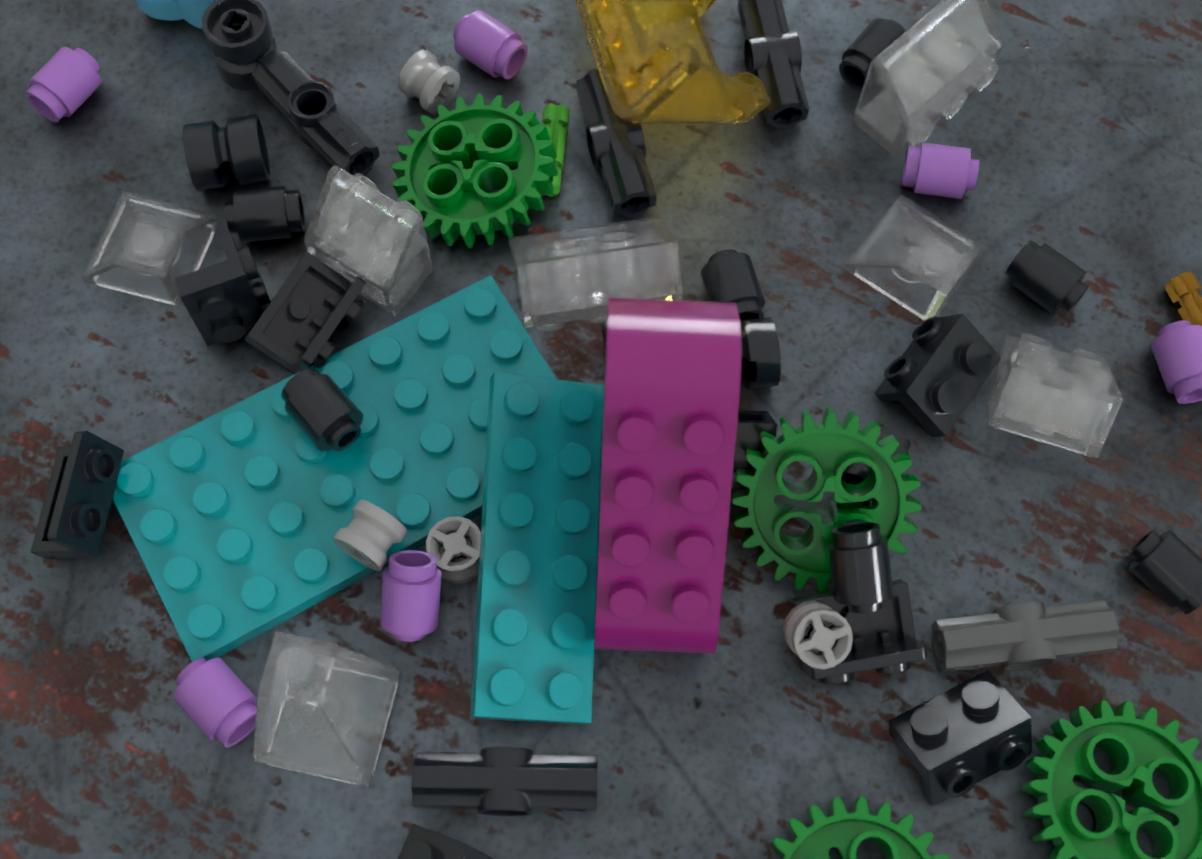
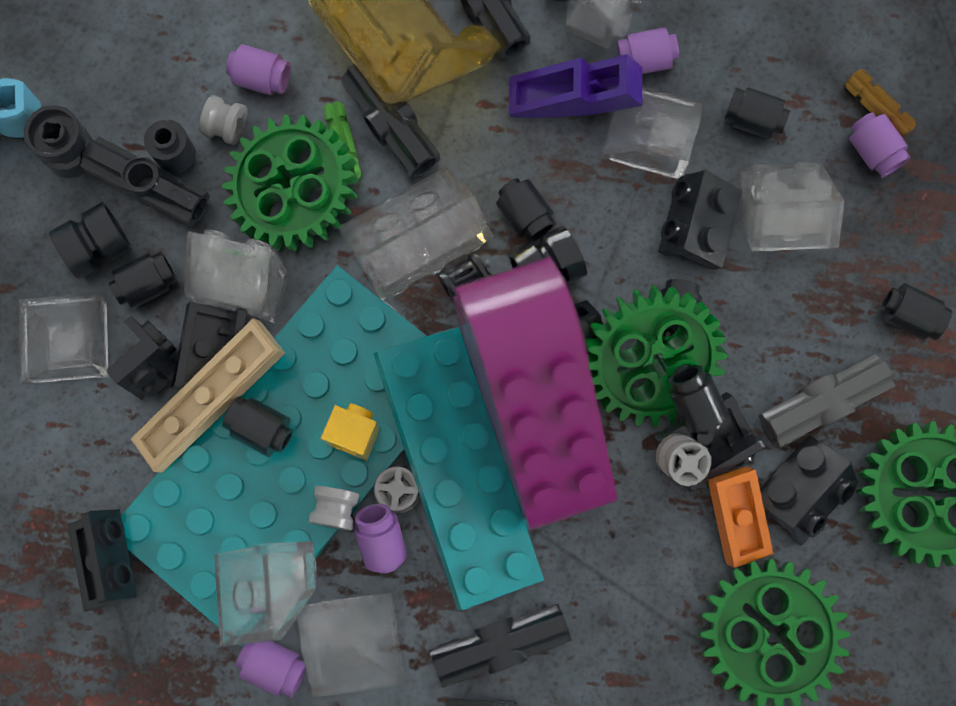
camera: 15 degrees left, 10 degrees up
(246, 595) = (262, 590): none -> clear slope
(278, 356) = (207, 395): none -> tan tile
(358, 86) = (170, 146): none -> black brick
(428, 455) = (351, 430): none -> yellow plate
(843, 180) = (576, 88): none -> dark purple slope
(866, 735) = (740, 516): none -> orange plate

